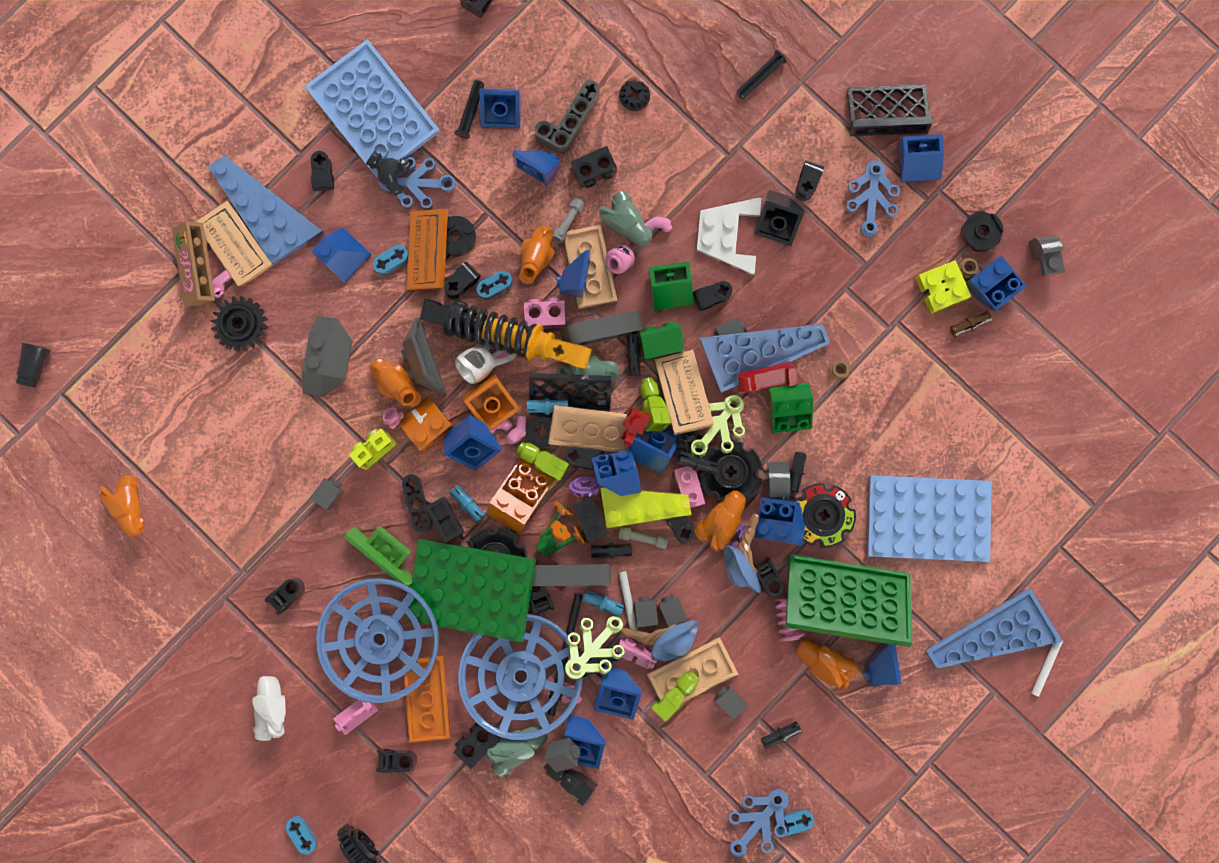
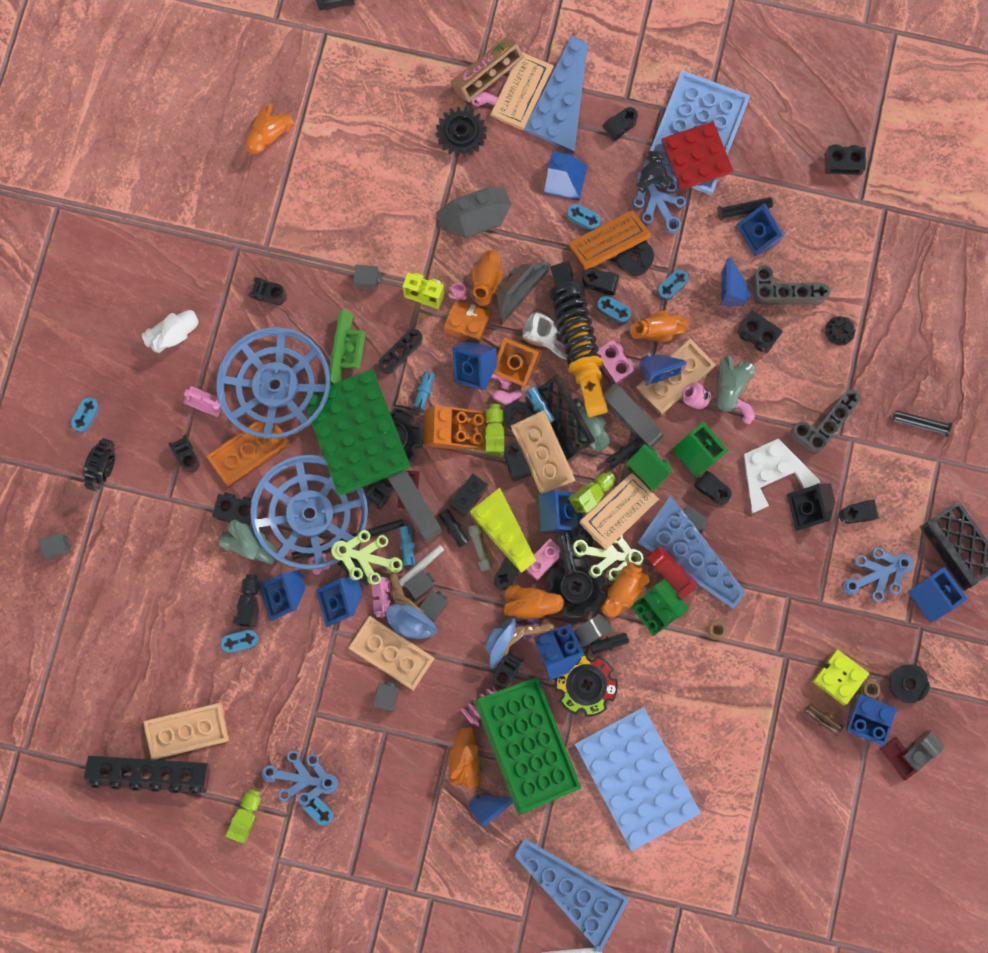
camera: 60 degrees right, 5 degrees down
(395, 122) = (697, 155): none -> red plate
(445, 519) = (400, 380): black brick -> none
(498, 218) = (675, 287): none -> dark azure beam
(548, 542) = (430, 473): plant -> none
(560, 234) = (718, 336): light grey bar -> none
(562, 754) = (265, 581): dark grey brick -> none
(584, 486) = (493, 475): medium lavender gear -> none
(606, 808) = (241, 645): none -> dark azure beam
(617, 472) = (519, 492): blue slope -> none
(634, 423) = (569, 483): red plate -> none
(674, 697) = (364, 647): lime piece -> none
(710, 154) = (830, 420): none -> dark grey beam
(759, 430) = (624, 590): none -> orange animal
(781, 735) = (383, 756): black axle -> none
(1036, 281) = (893, 752): none -> dark red tile

